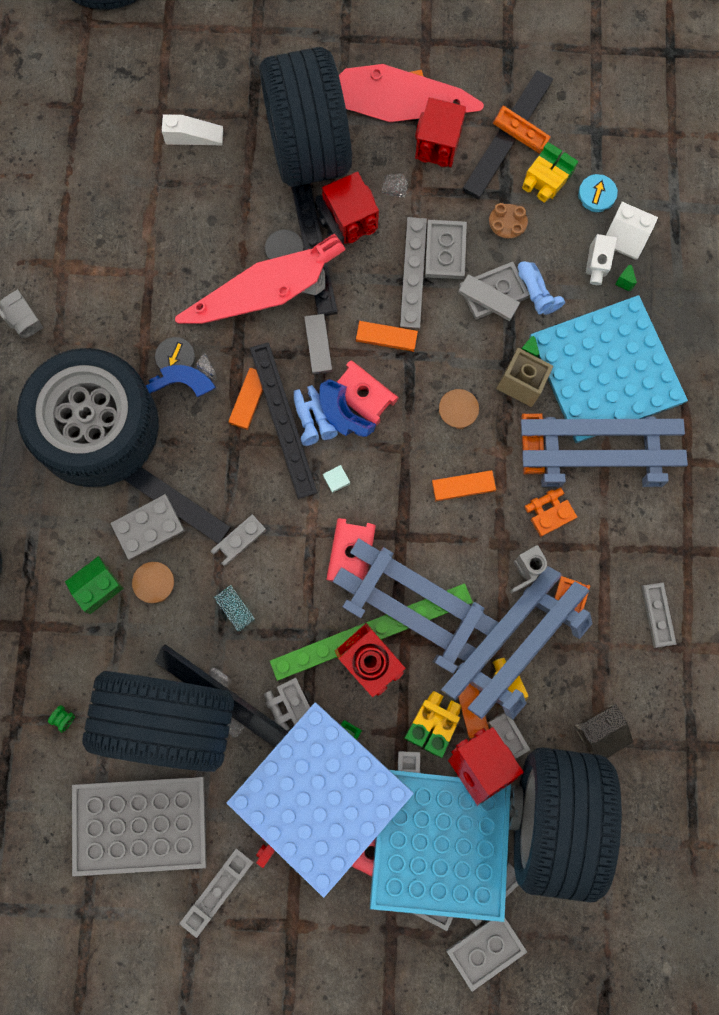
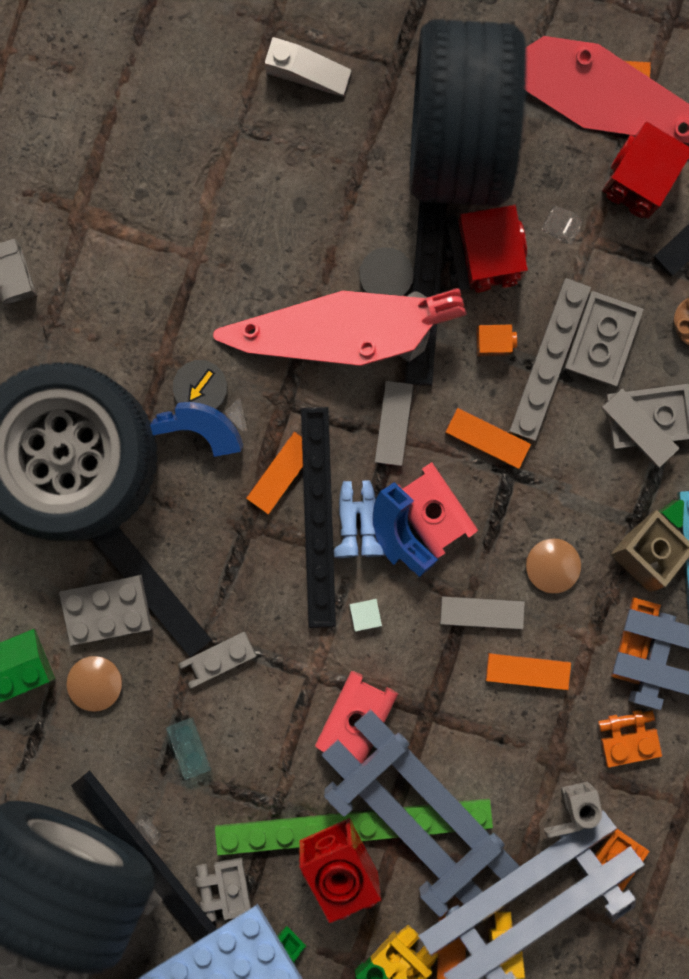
camera: 10 degrees right, 10 degrees up
(371, 269) = (495, 340): none -> orange brick
(418, 454) = (482, 612): none -> light grey tile

